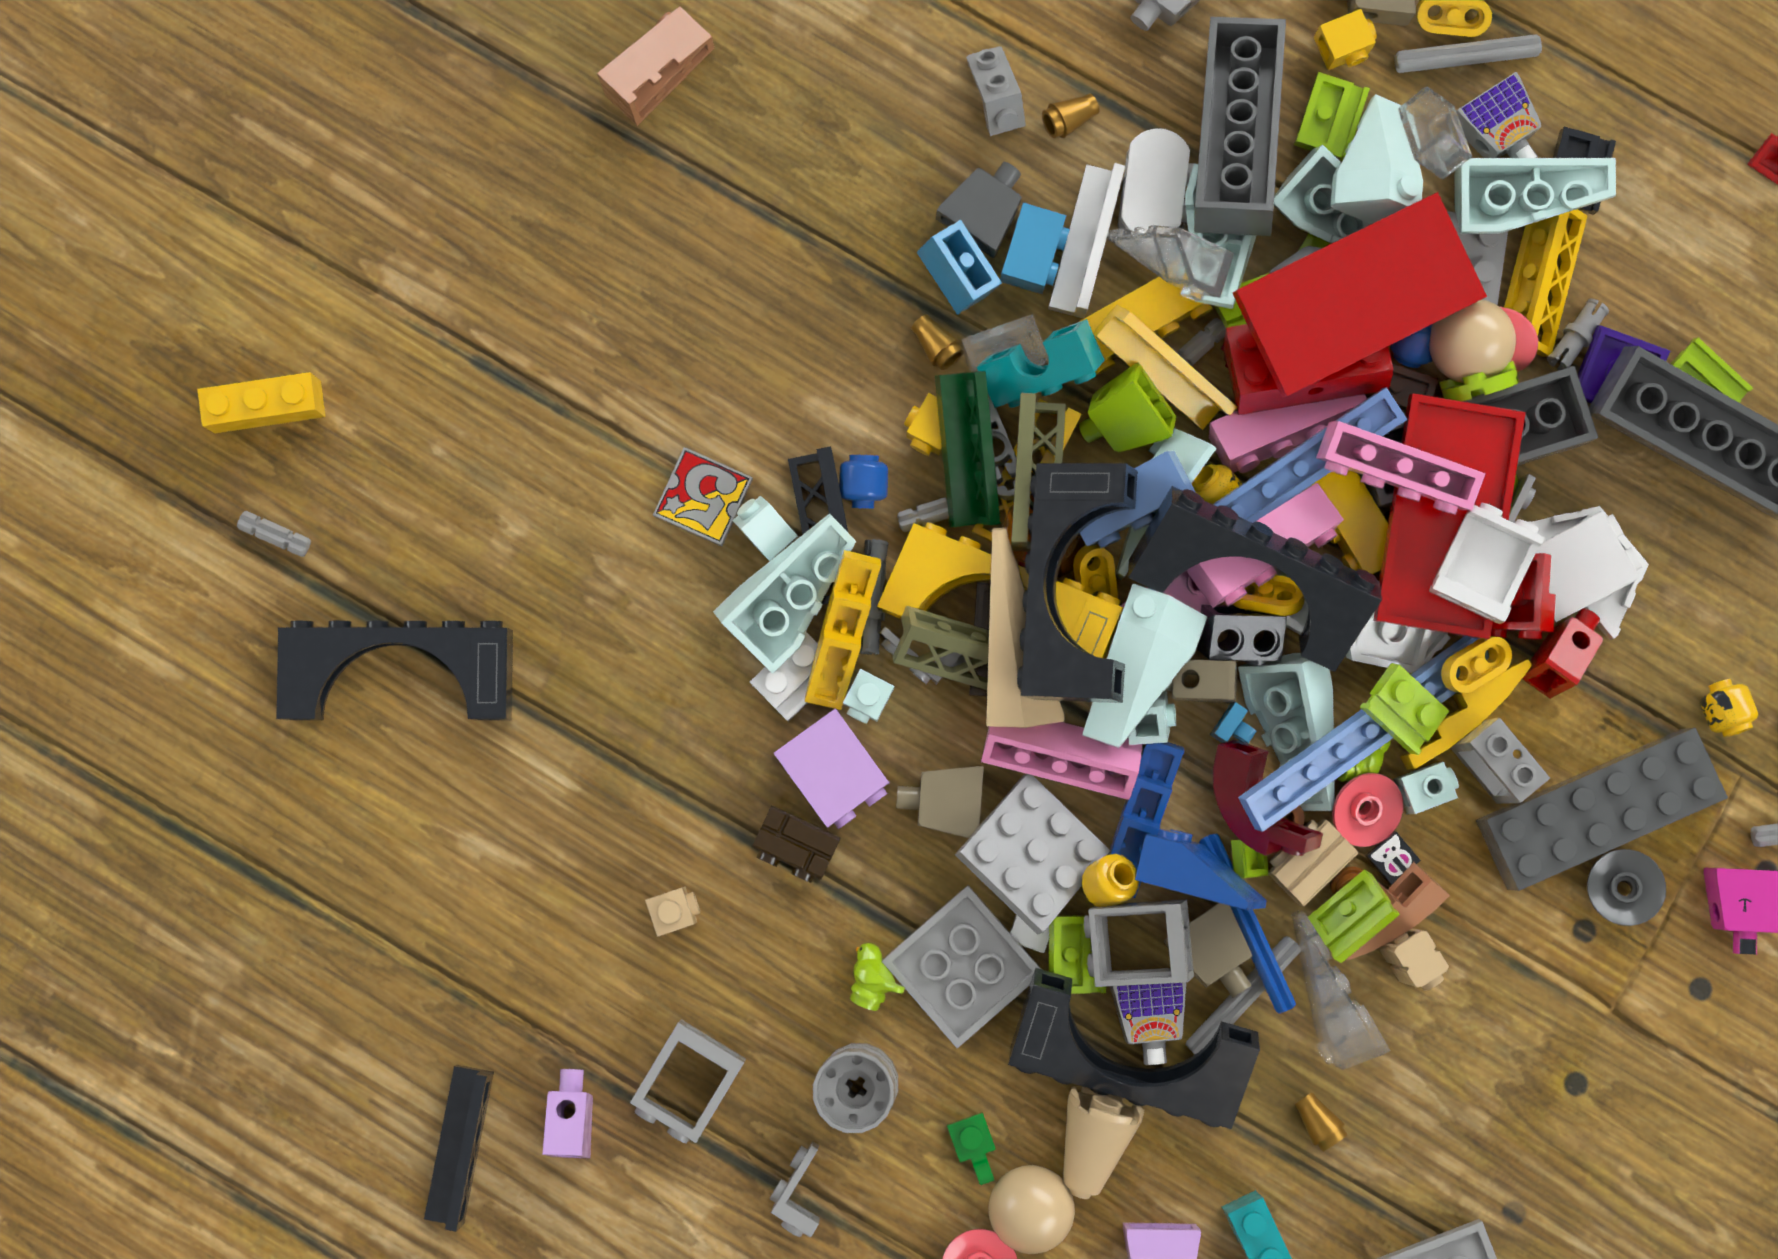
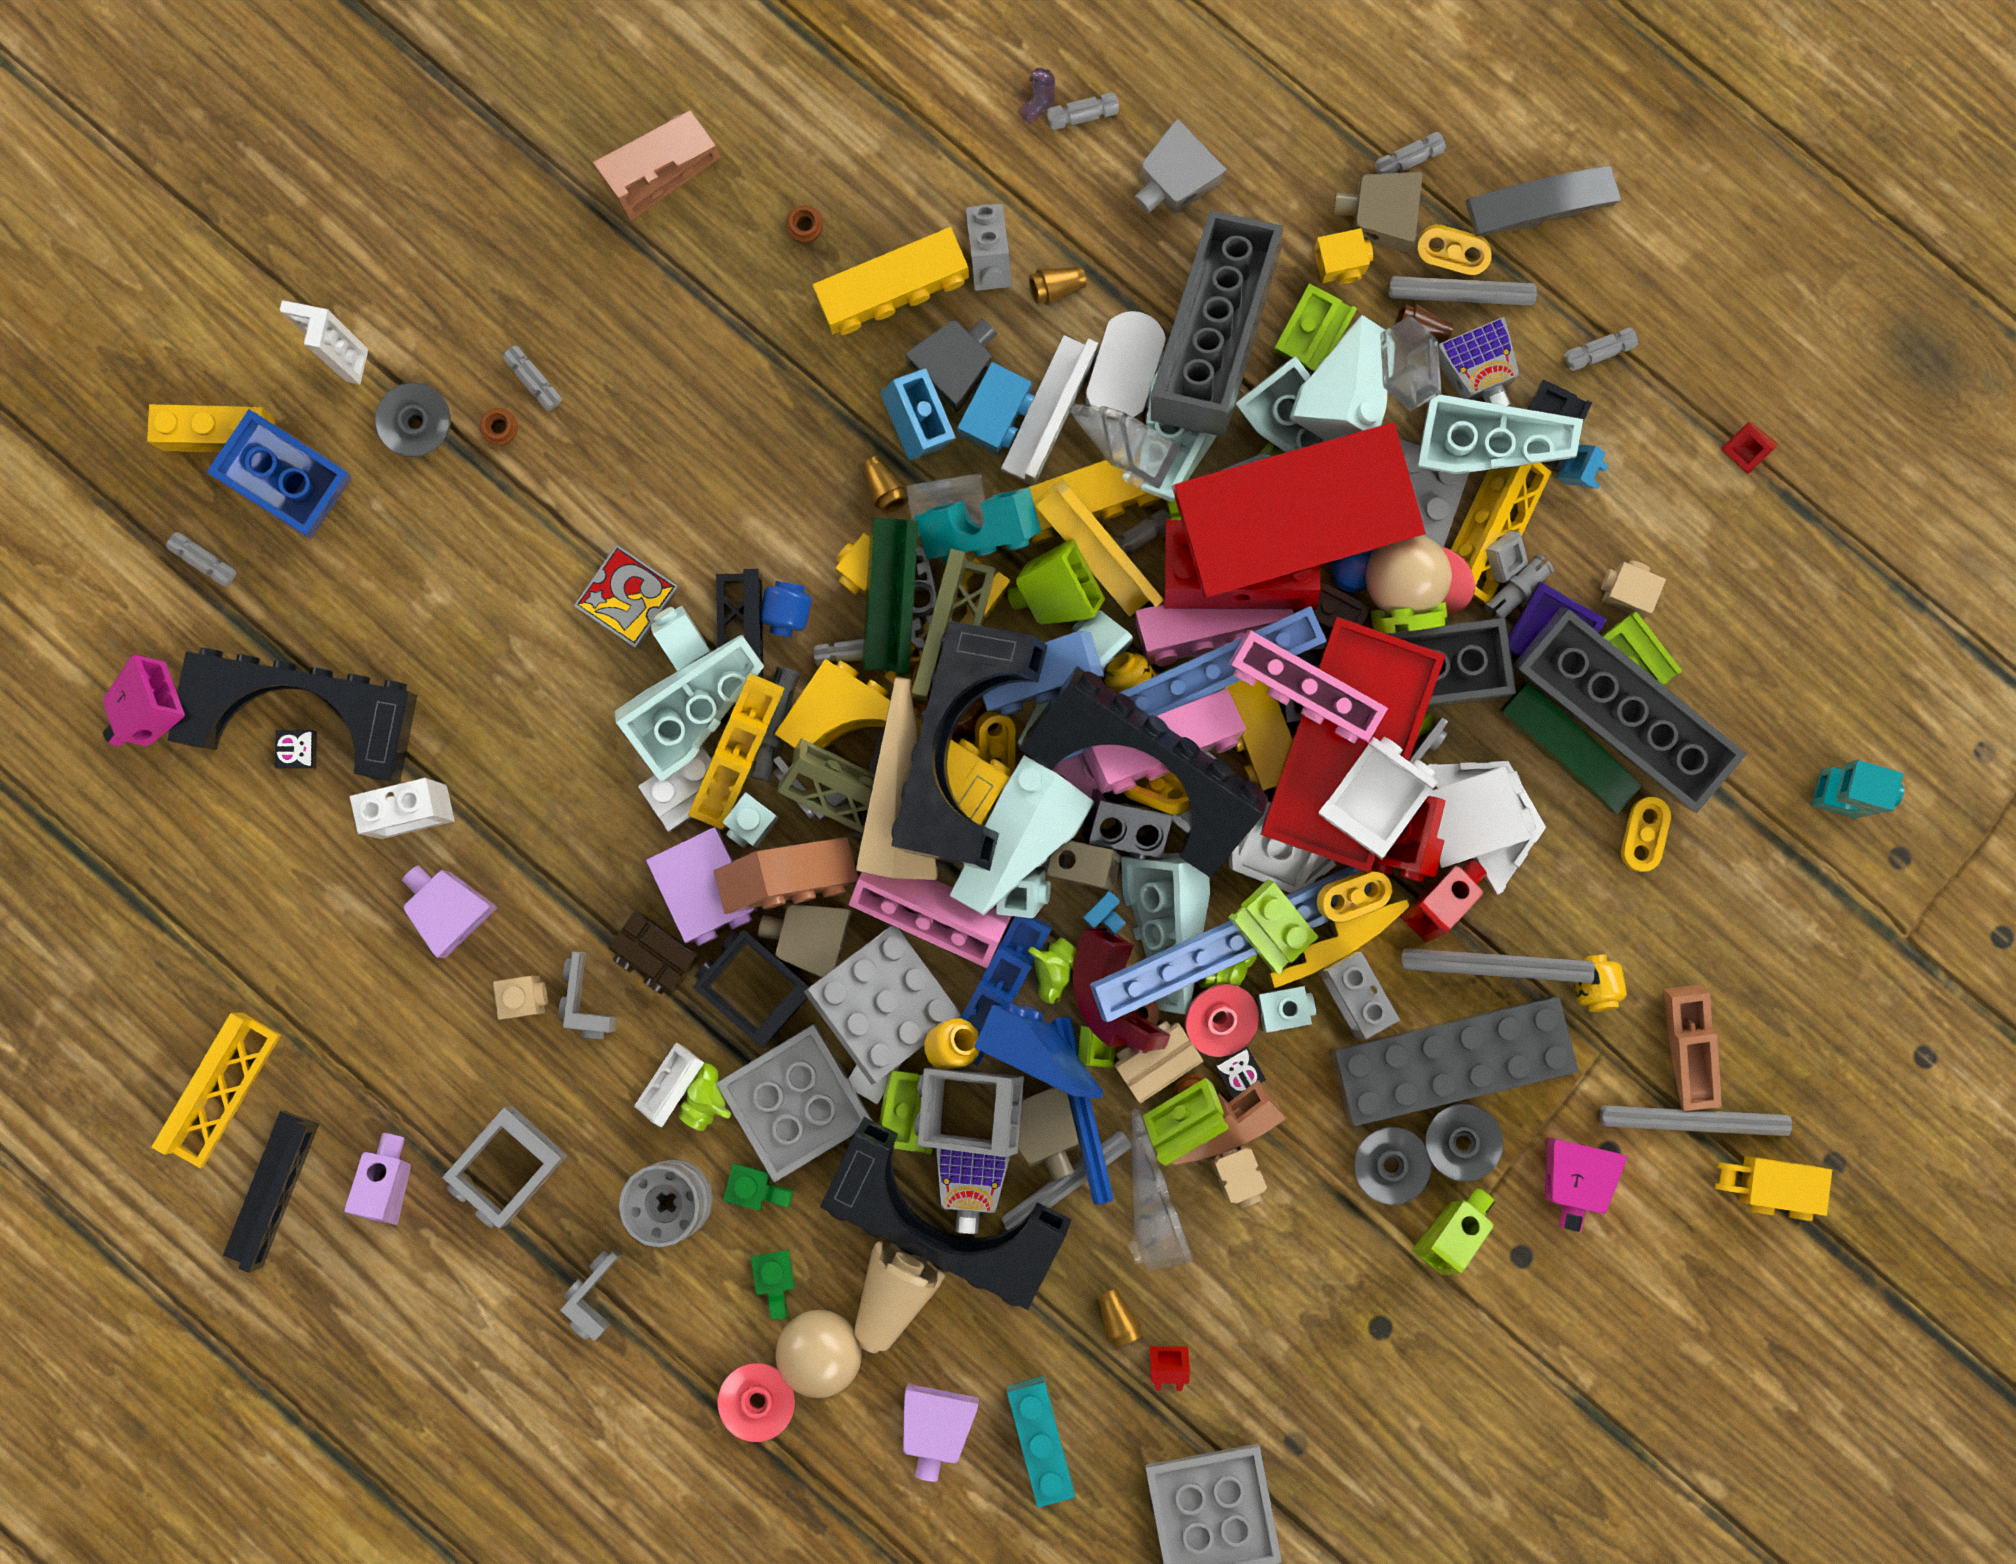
camera: 15 degrees right, 0 degrees up
(243, 687) = (141, 703): none -> dark pink torso
(339, 435) = (279, 474): none -> blue slope
(367, 291) = (328, 339): none -> white fence
(373, 1053) = (205, 1081): none -> yellow fence
(402, 705) = (295, 749): none -> tile
(447, 346) = (398, 410): none -> dark grey dish
(532, 743) = (412, 808): none -> white window
(539, 341) = (494, 416): none -> dark orange plate
(569, 297) = (532, 378): none -> light grey axle
(580, 836) = (444, 909): none -> lavender torso
(747, 925) = (590, 1025): none -> light grey bracket
(810, 88) = (804, 213): none -> dark orange plate
(835, 970) = (669, 1084): none -> white plate
(909, 140) = (892, 281): none -> yellow brick
(914, 743) = (786, 874): none -> nougat wedge
(933, 882) = (780, 1016): none -> black window
(933, 1057) = (751, 1187): none -> green plate
(1193, 789) = (1053, 969): none -> lime animal
(1379, 1159) = (1169, 1366): none -> red tile
(1451, 92) = (1432, 323): none -> reddish brown cone
(1561, 306) = (1507, 556): none -> light grey tile
(1578, 926) = (1411, 1171): none -> dark grey dish
(1613, 87) = (1601, 349): none -> light grey axle
(1619, 208) = (1584, 467): none -> dark azure tile
(1628, 707) = (1498, 965): none -> light grey axle
(1636, 979) = (1446, 1244): none -> lime torso
(1658, 482) = (1570, 748): none -> dark green slope
(1689, 316) = (1632, 588): none -> tan brick
(1749, 555) = (1648, 836): none -> yellow plate

